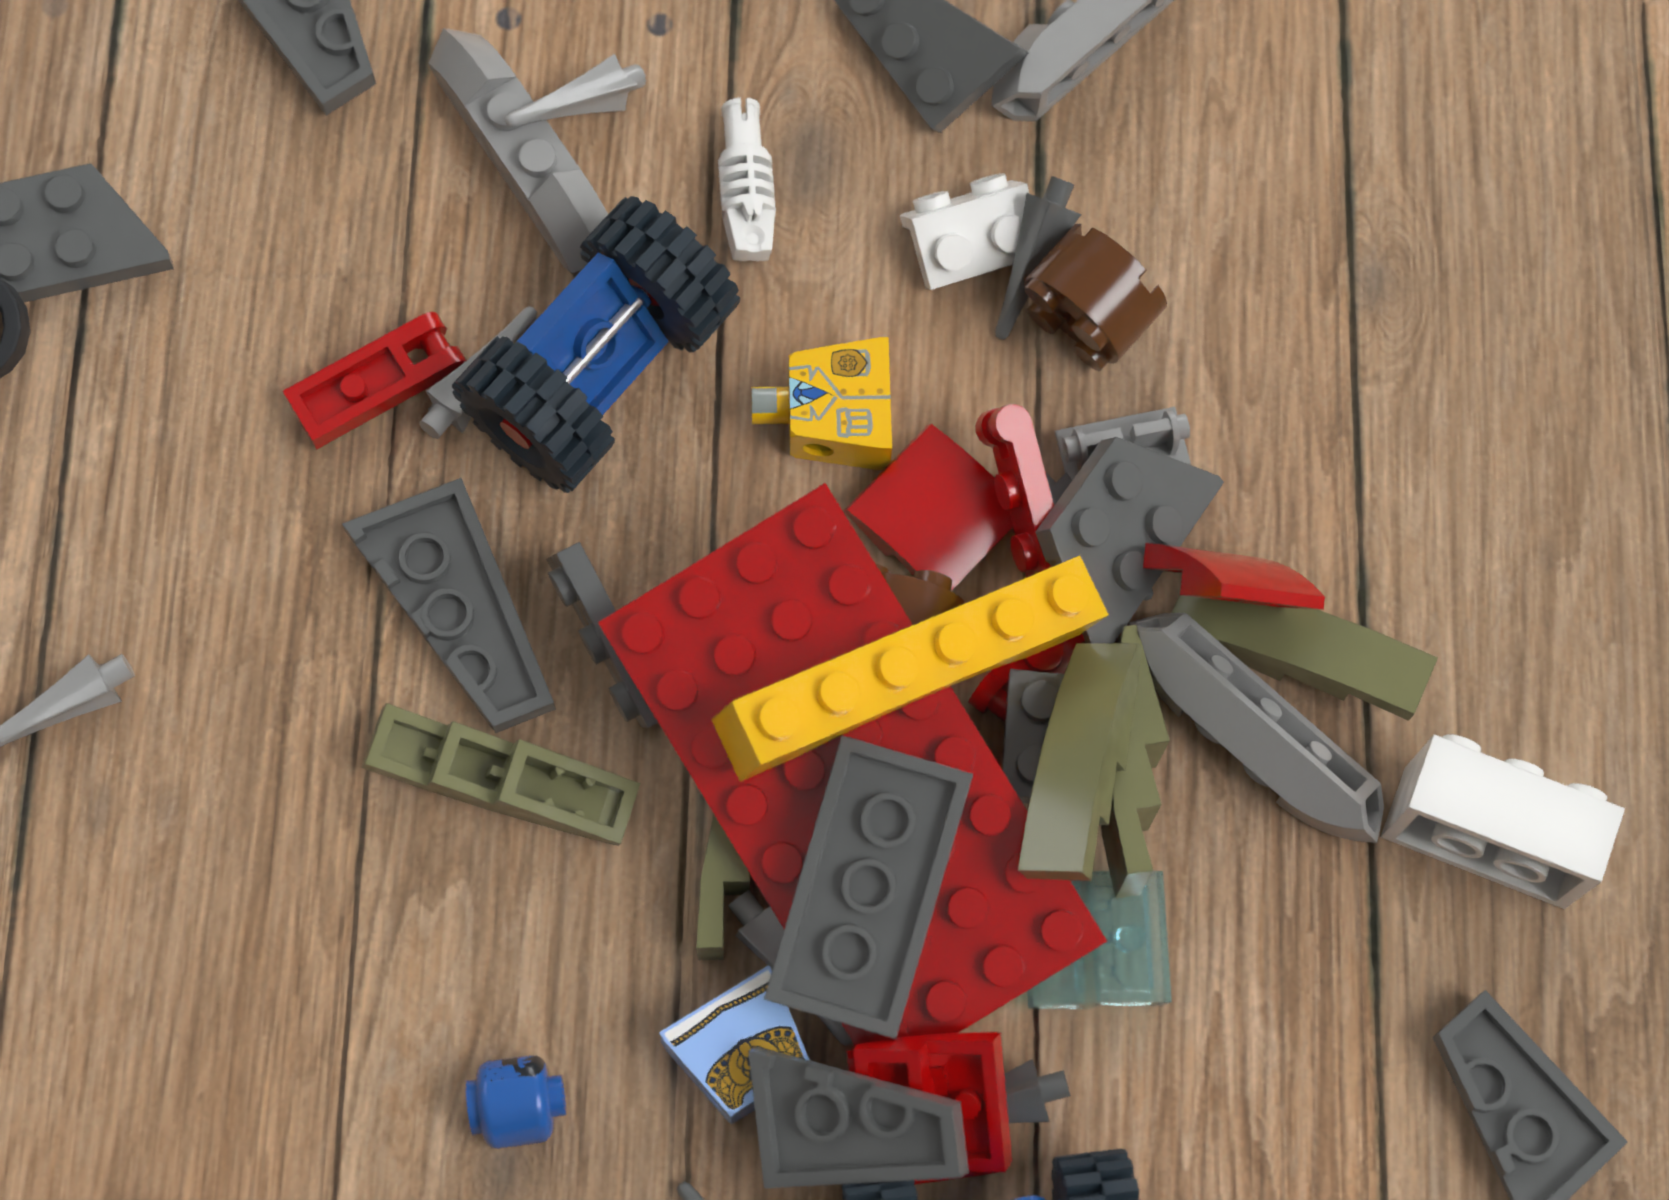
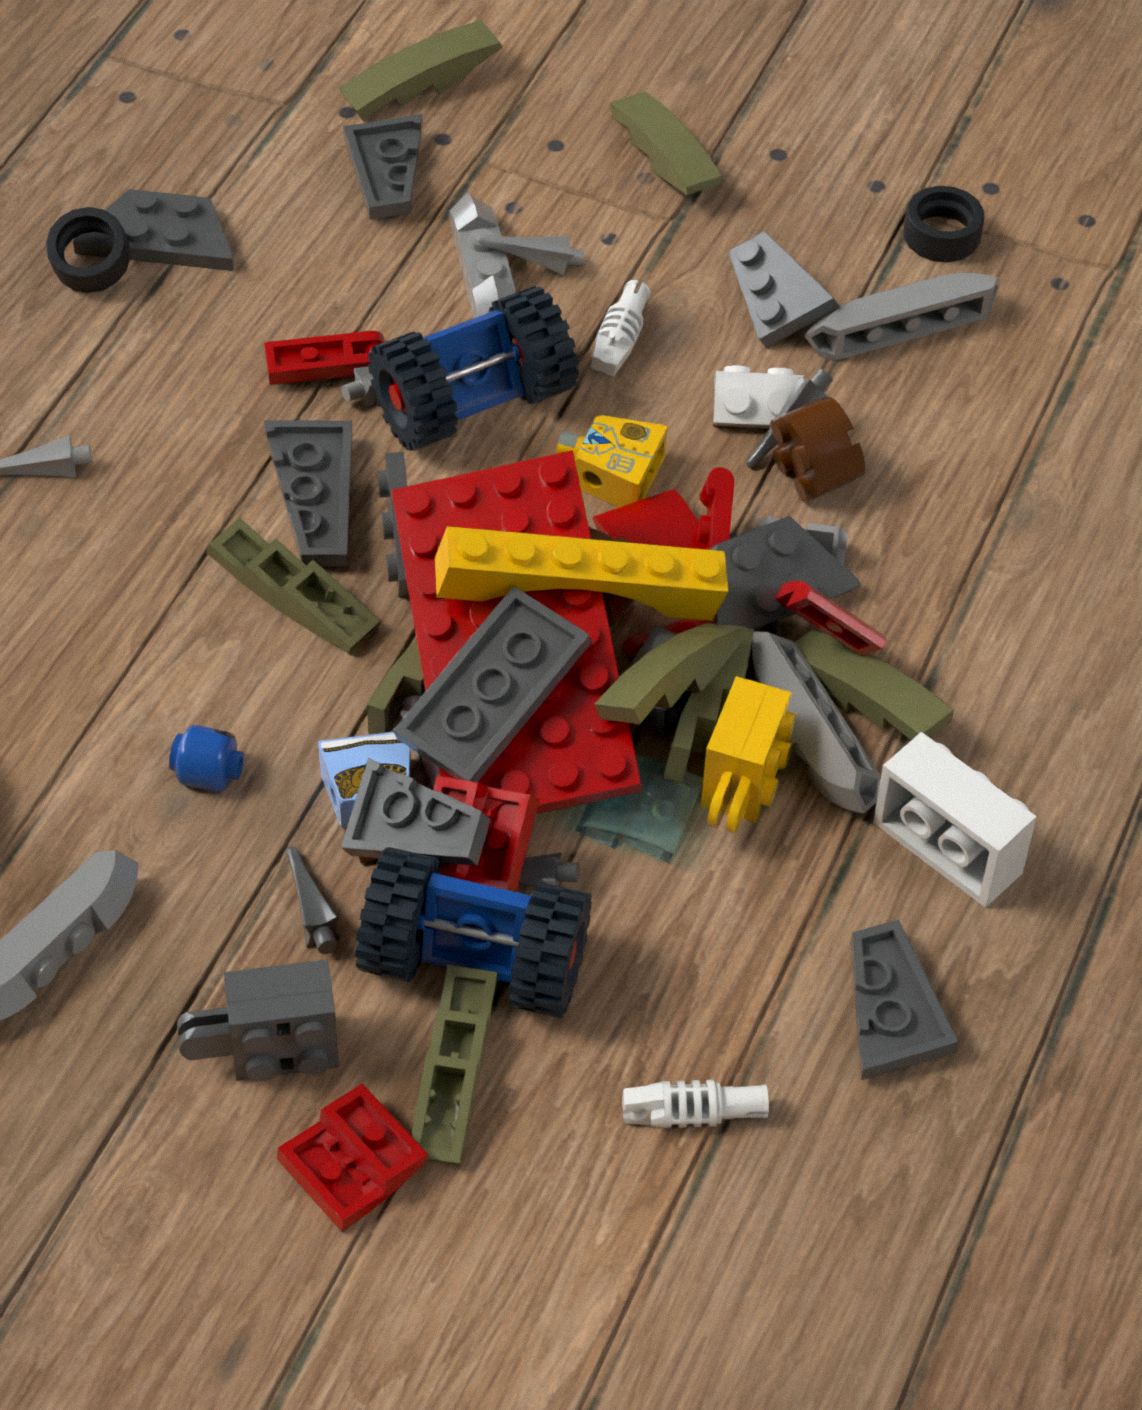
camera: 25 degrees right, 20 degrees down
(1211, 831) = (746, 753): none -> yellow brick

